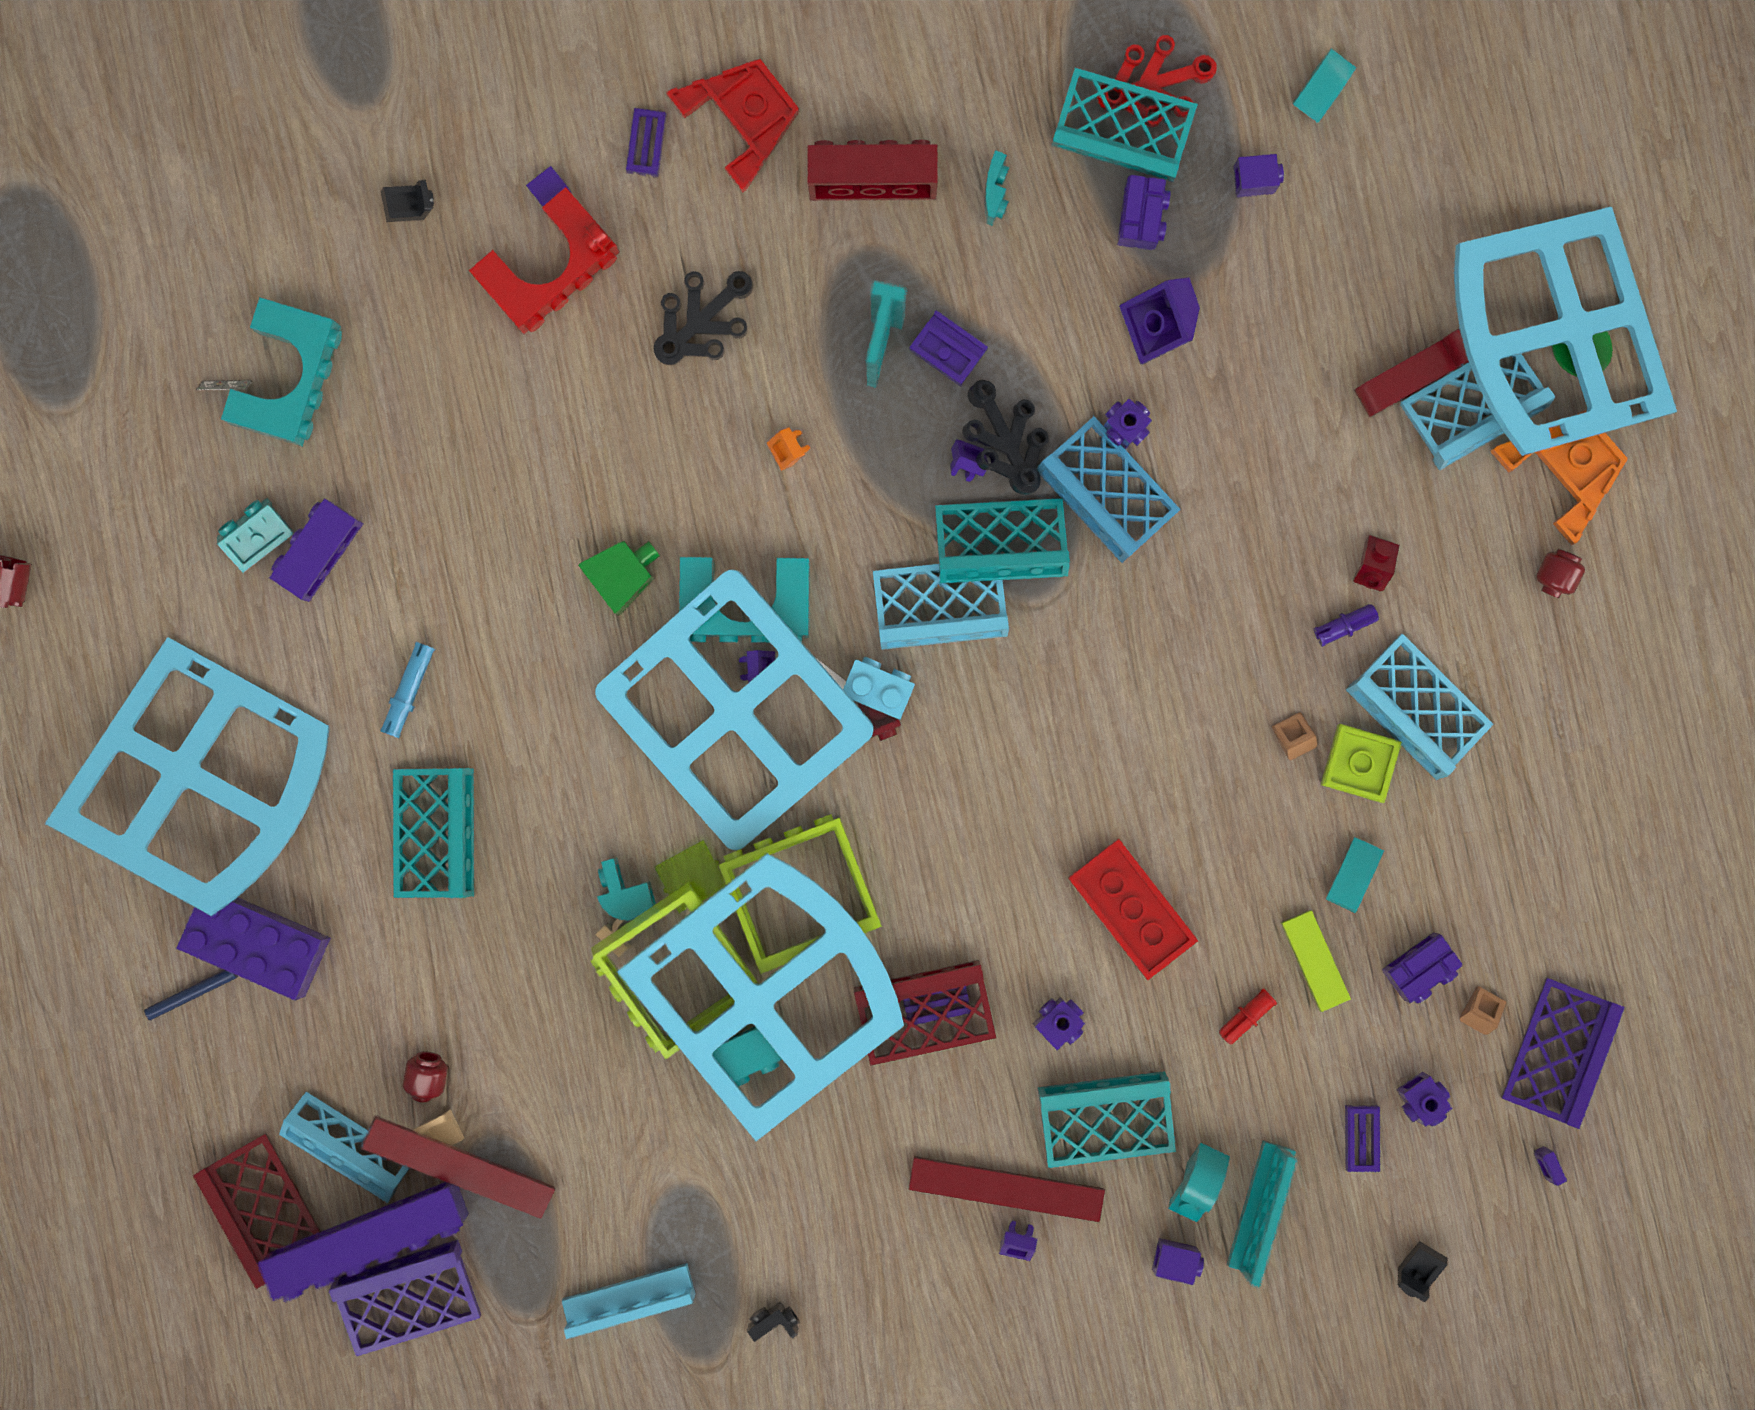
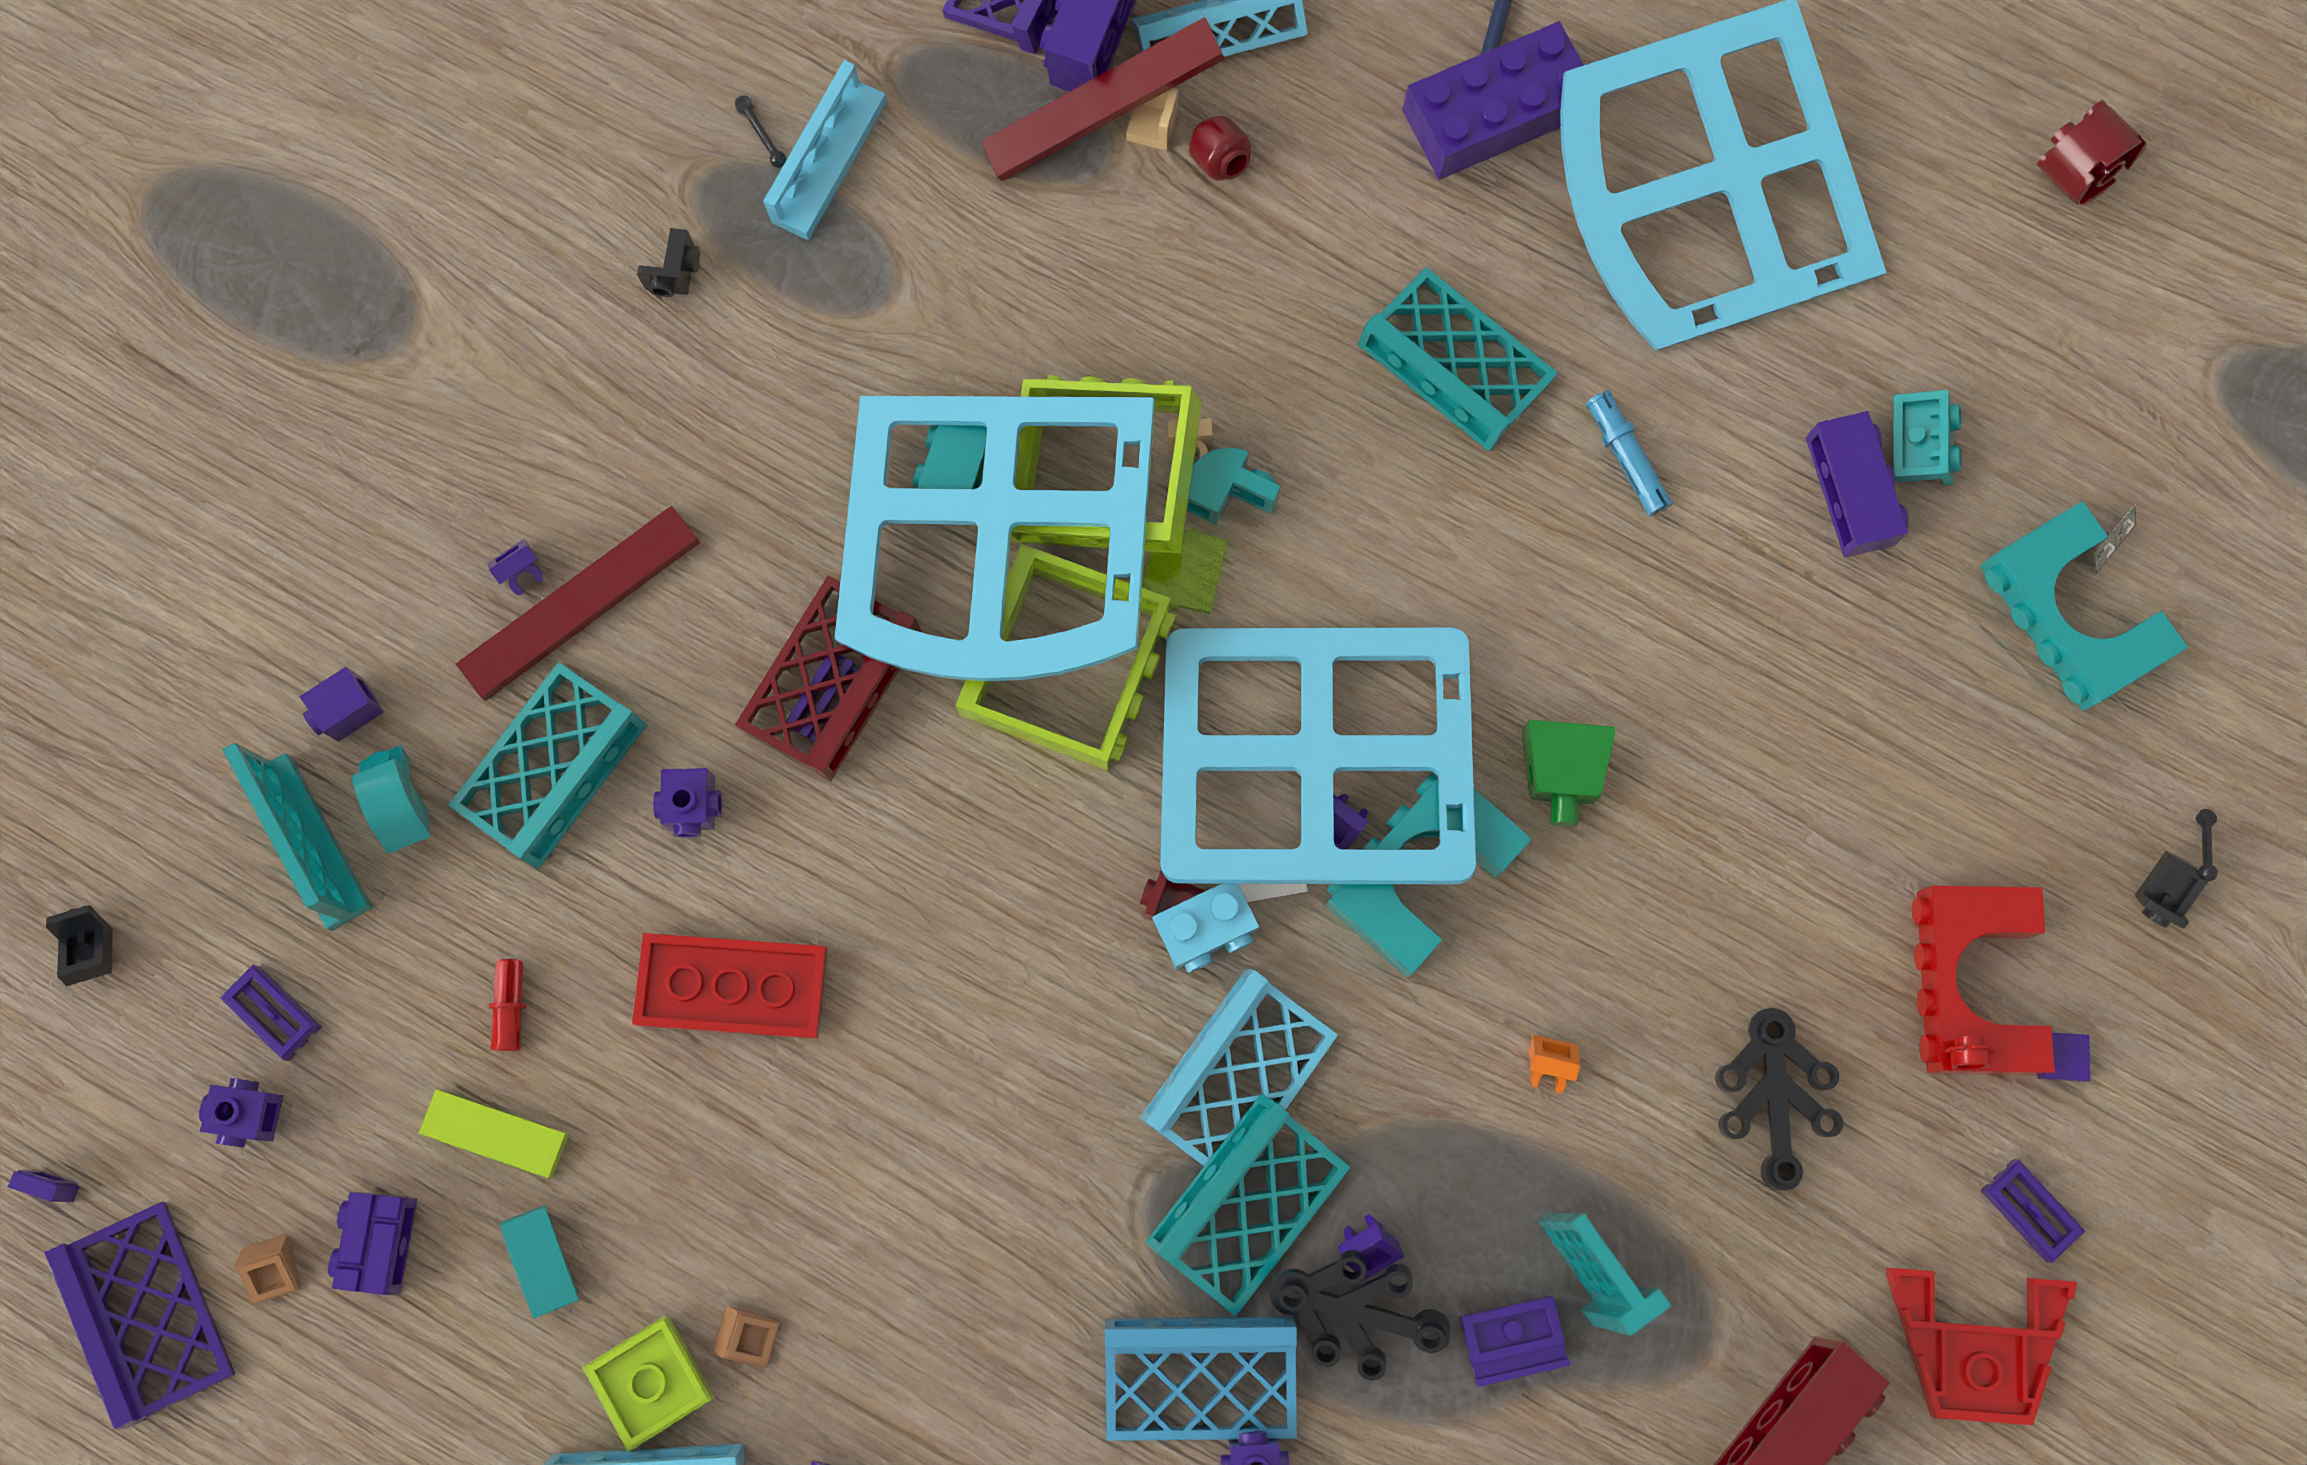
camera: 130 degrees right, 10 degrees down
(348, 214) = (2207, 819): none -> black hinge
(640, 1377) = (744, 107): none -> black hinge

